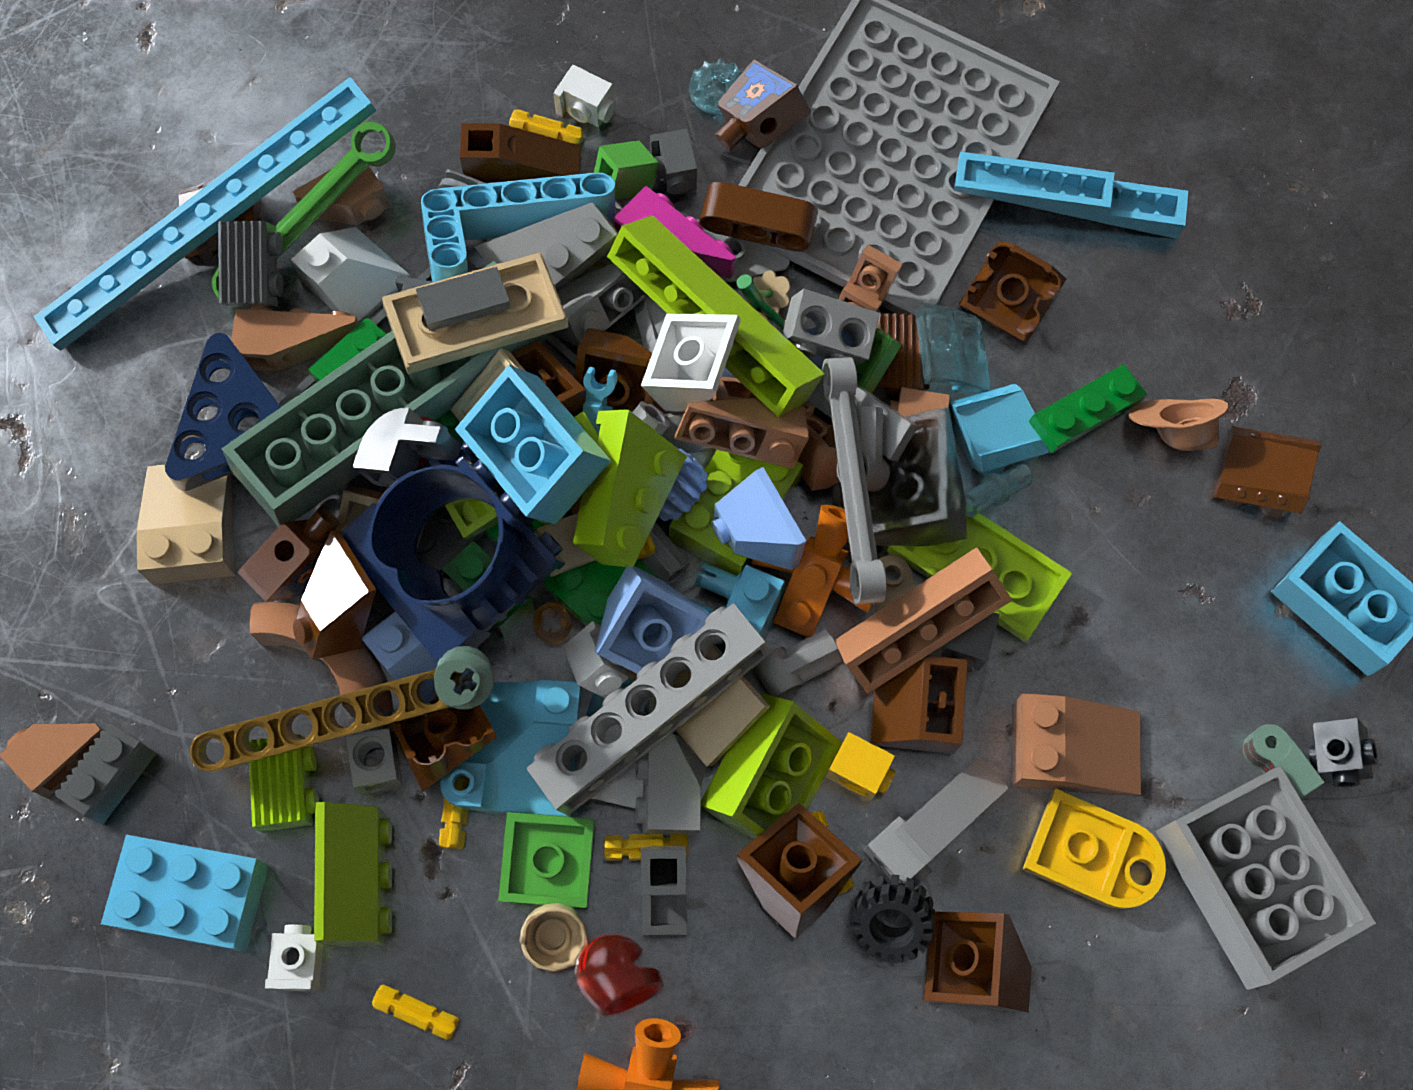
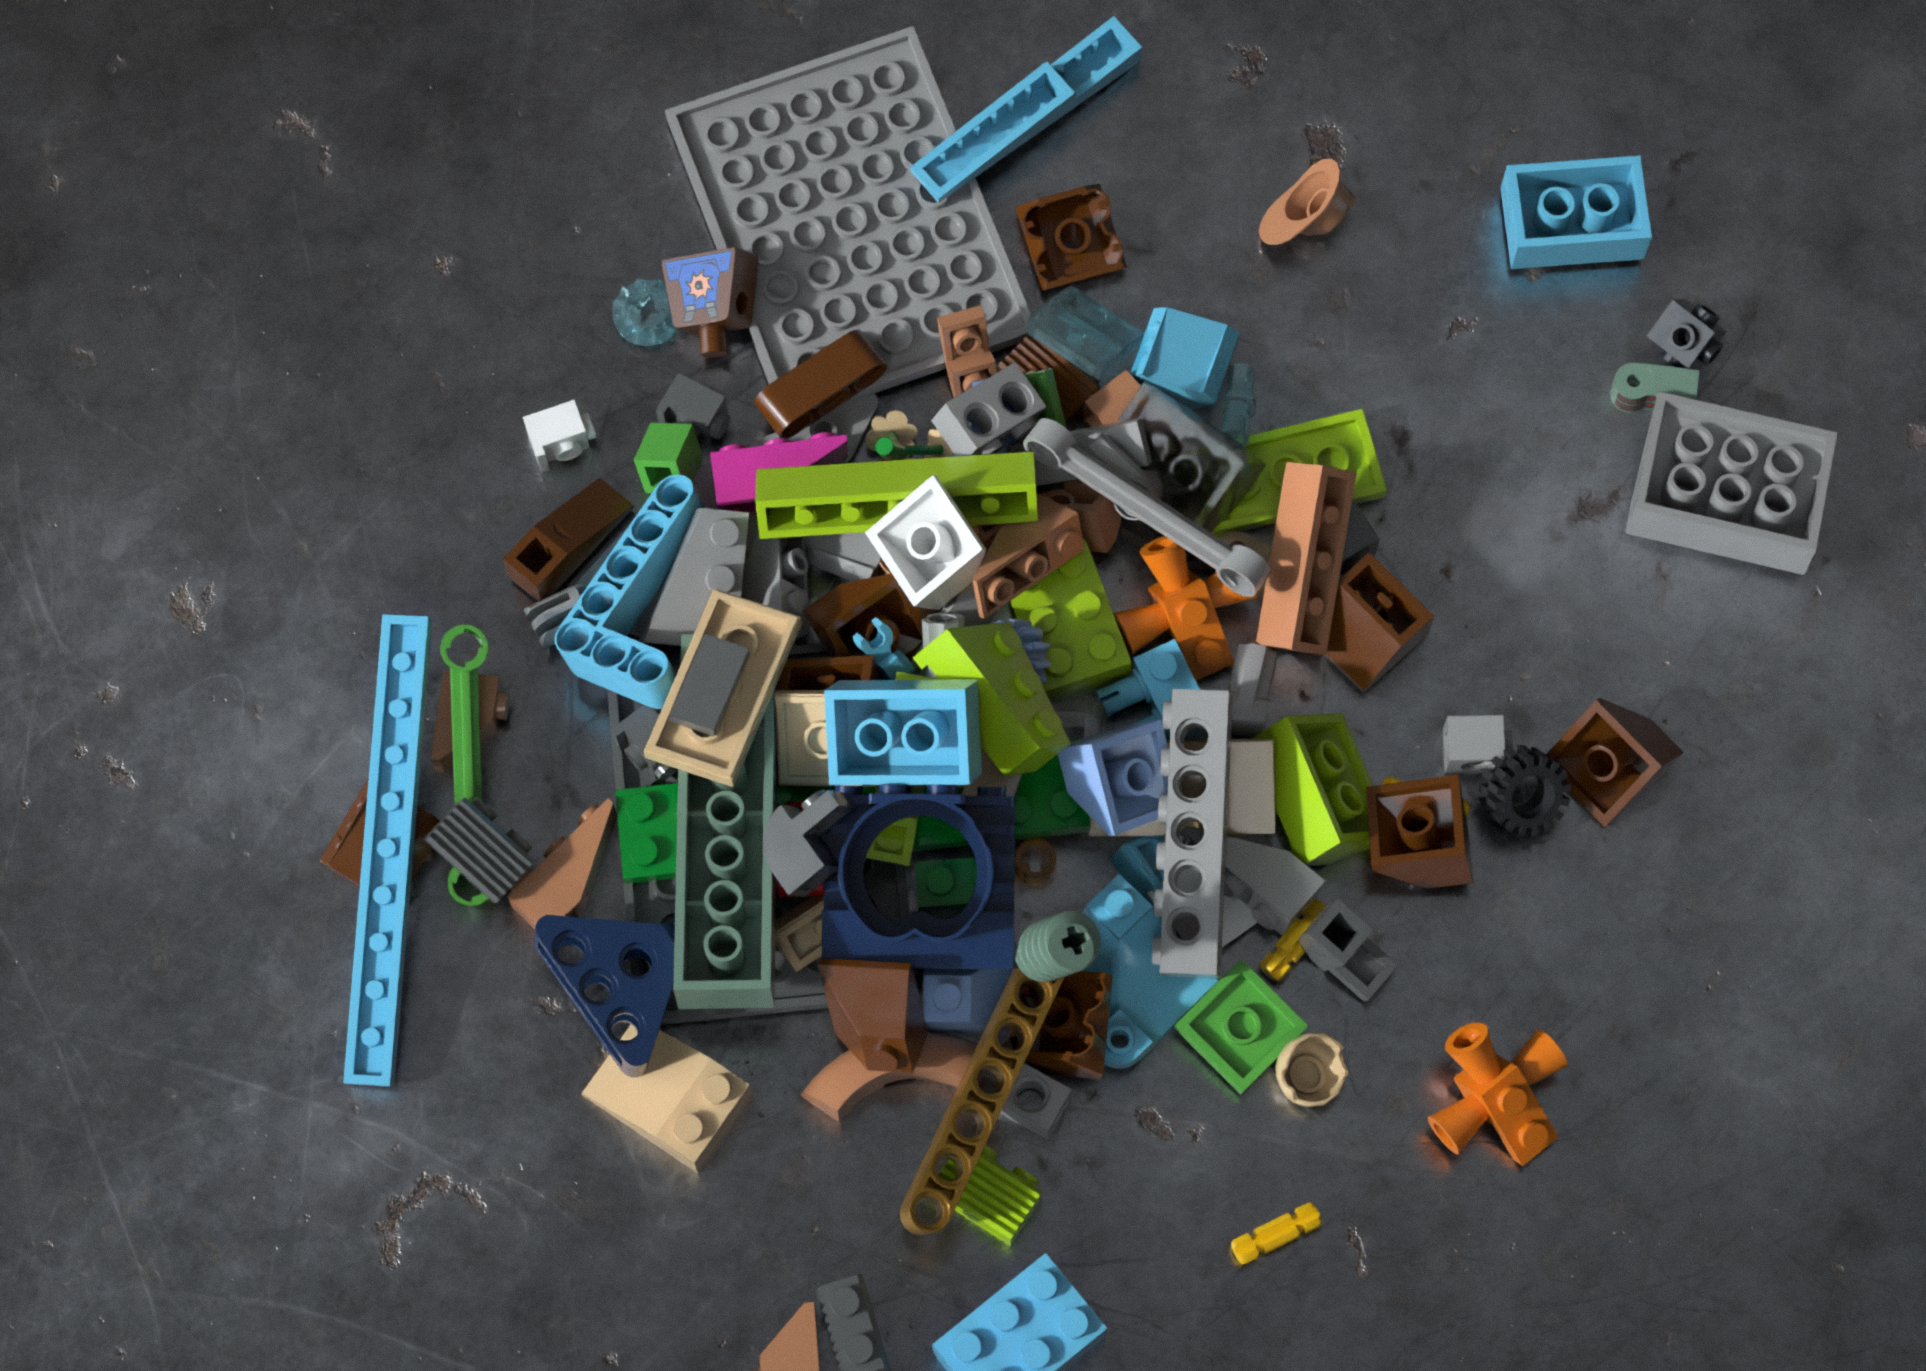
camera: 45 degrees left, 0 degrees up
(289, 557) = (803, 1029): reddish brown torso -> none
(304, 974) = (1156, 1312): white brick -> none
(347, 271) = (549, 775): white slope -> none
(351, 875) = (1122, 1190): lime slope -> none
(454, 817) = (1137, 1076): yellow axle -> none
(546, 127) = (553, 493): yellow axle -> none
(588, 667) = (1108, 854): white brick -> none
(611, 978) = (1383, 1047): clear red helmet -> none
(759, 523) = (1120, 613): light blue slope -> none
(862, 767) = (1379, 713): yellow brick -> none
(951, 810) = (1476, 672): light grey tile -> none
(1075, 746) = (1504, 534): nougat slope -> none
(1087, 408) = (1230, 269): green plate -> none
(1093, 853) = (1600, 595): yellow plate -> none
(1267, 471) = (1409, 178): reddish brown slope -> none

